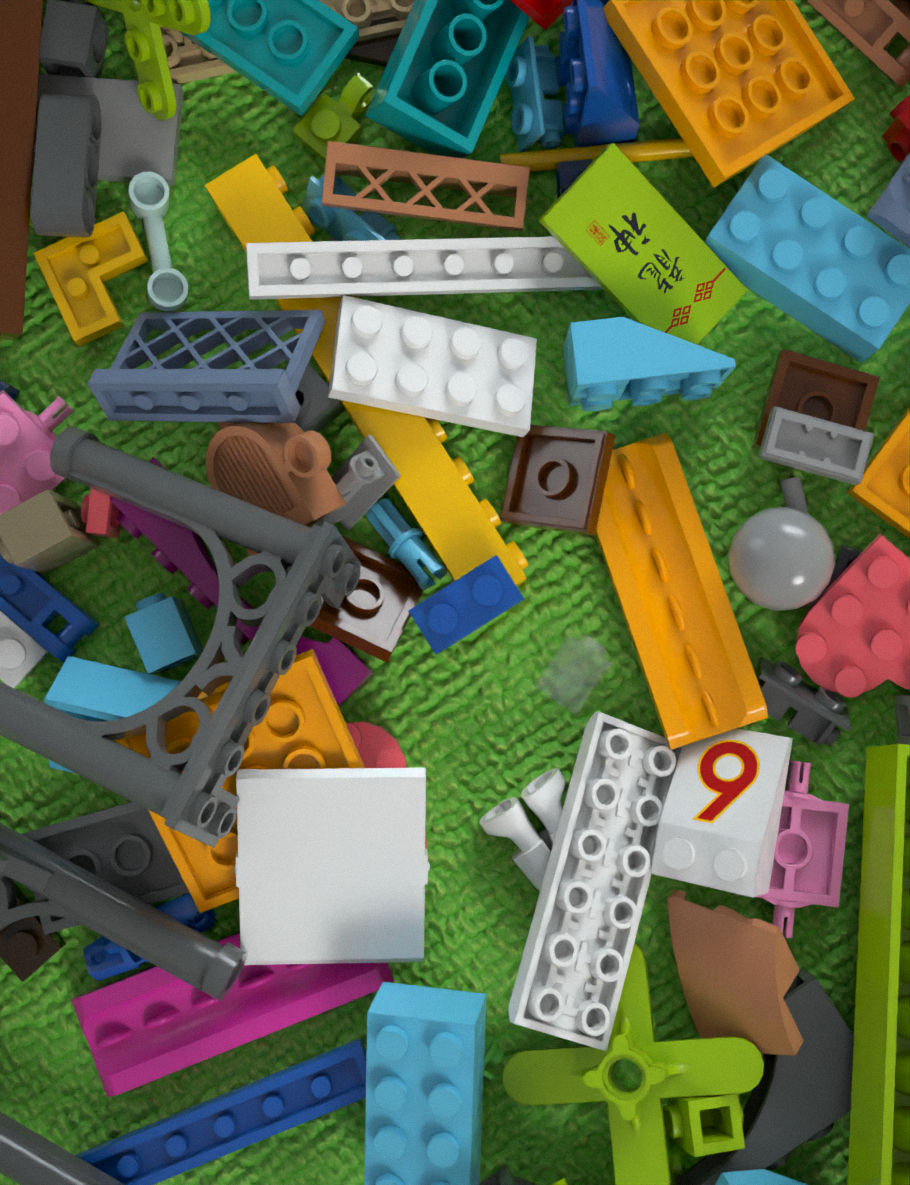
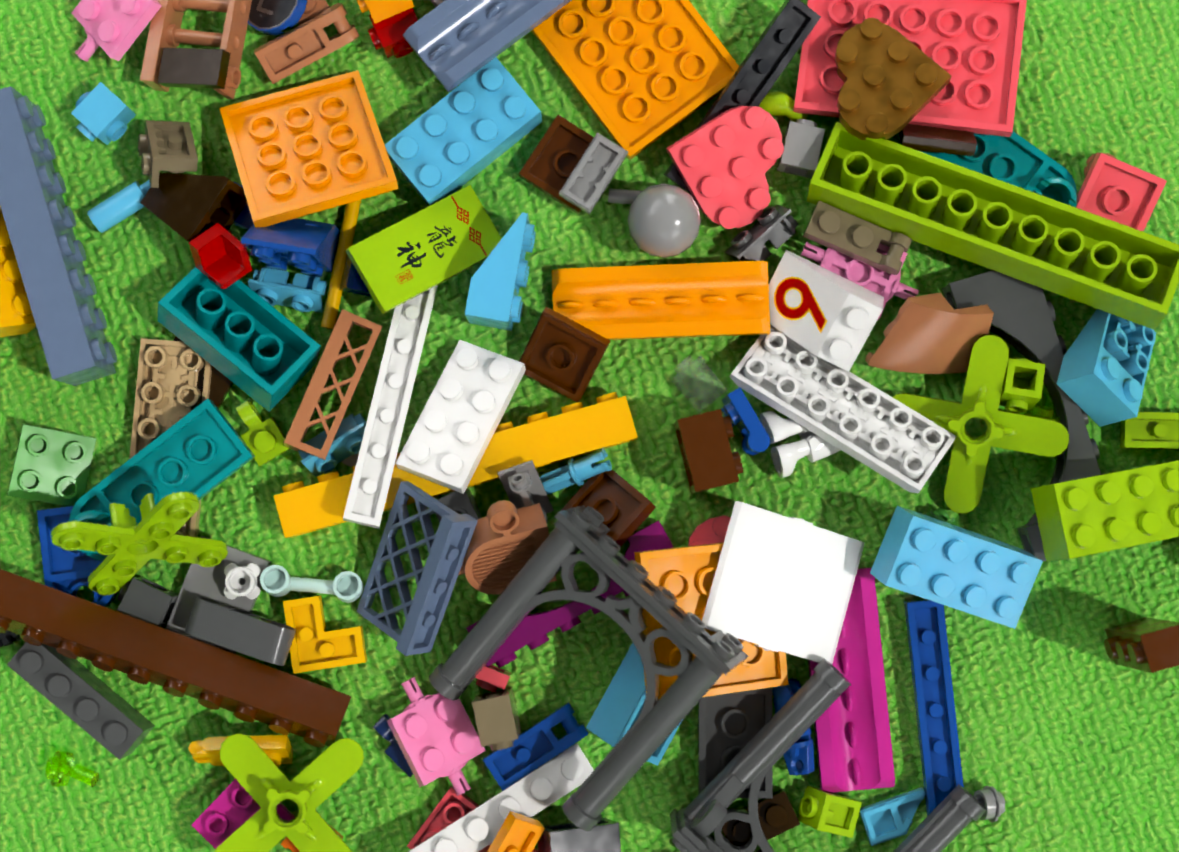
camera: 75 degrees left, 0 degrees up
(48, 1017) = (829, 812): none -> lime bracket
(67, 1102) = (890, 816): none -> medium azure tile
(130, 136) = (234, 588): none -> white plate
(163, 633) = (588, 657): medium azure brick -> none
(466, 604) = (632, 441): blue plate -> none
(483, 711) = (707, 450): none -> reddish brown brick
(550, 739) = (744, 417): none -> blue plate
(838, 831) = (856, 238): none -> dark tan plate

